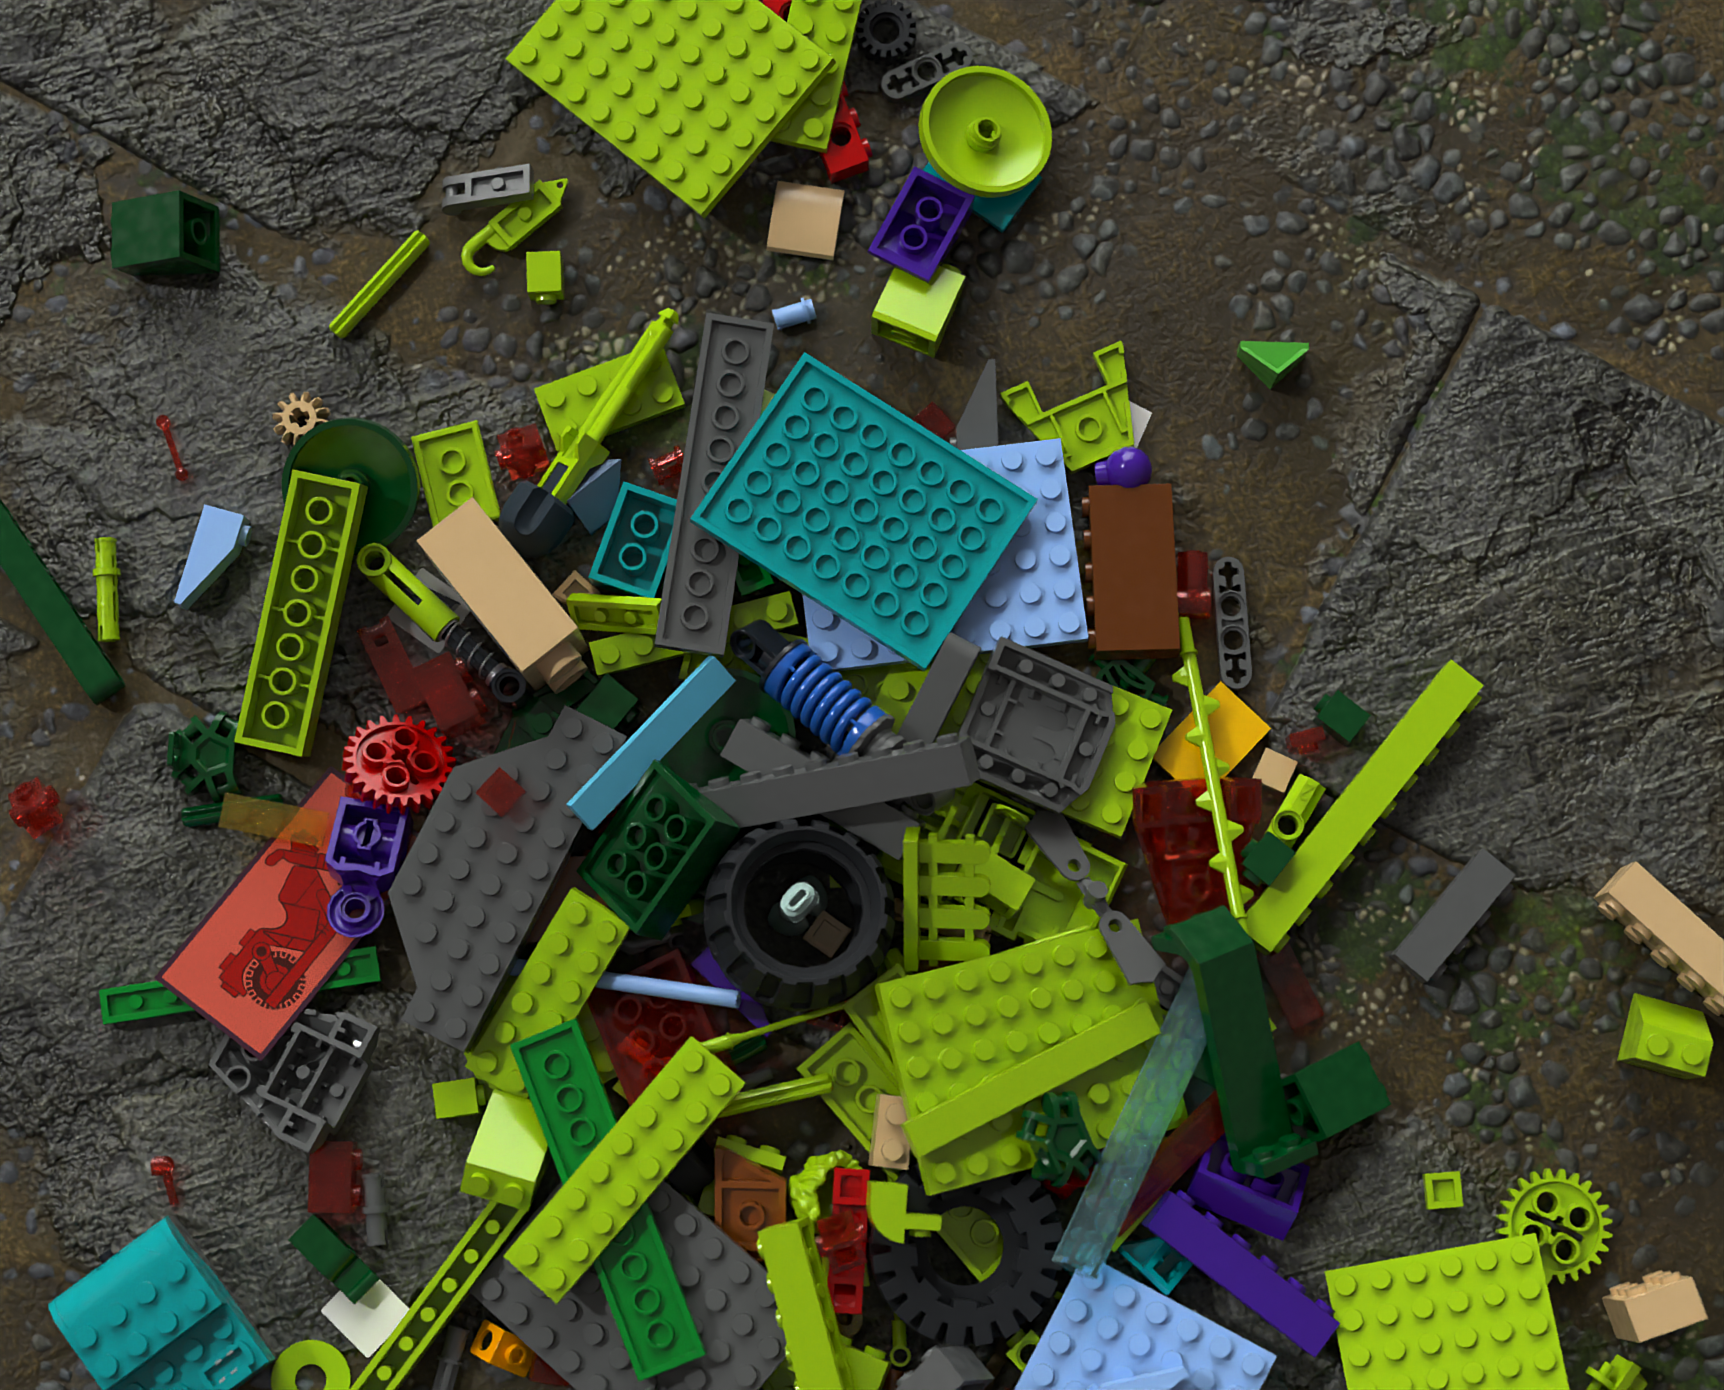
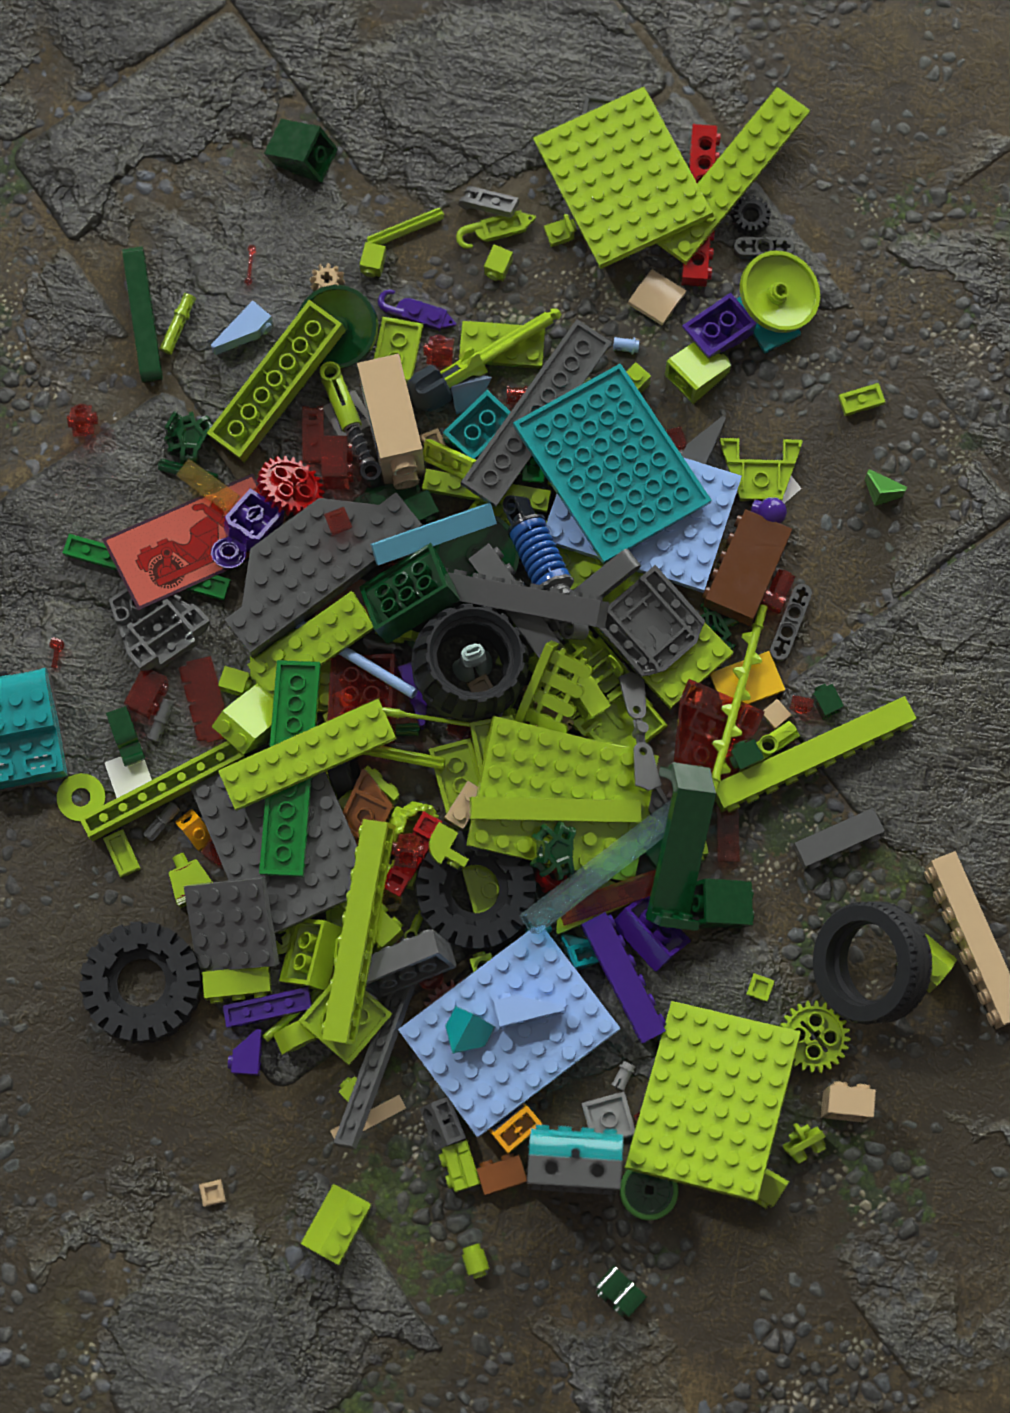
camera: 25 degrees right, 5 degrees down
(355, 357) = (372, 259): none -> lime brick
(419, 1132) = (206, 694): none -> clear red windscreen
(459, 406) = (417, 311): none -> dark purple plate
(614, 184) = (560, 231): none -> lime bracket
(837, 356) = (639, 377): none -> lime brick
(1178, 238) = (861, 399): none -> lime plate
(1557, 1139) = (912, 955): none -> black tyre

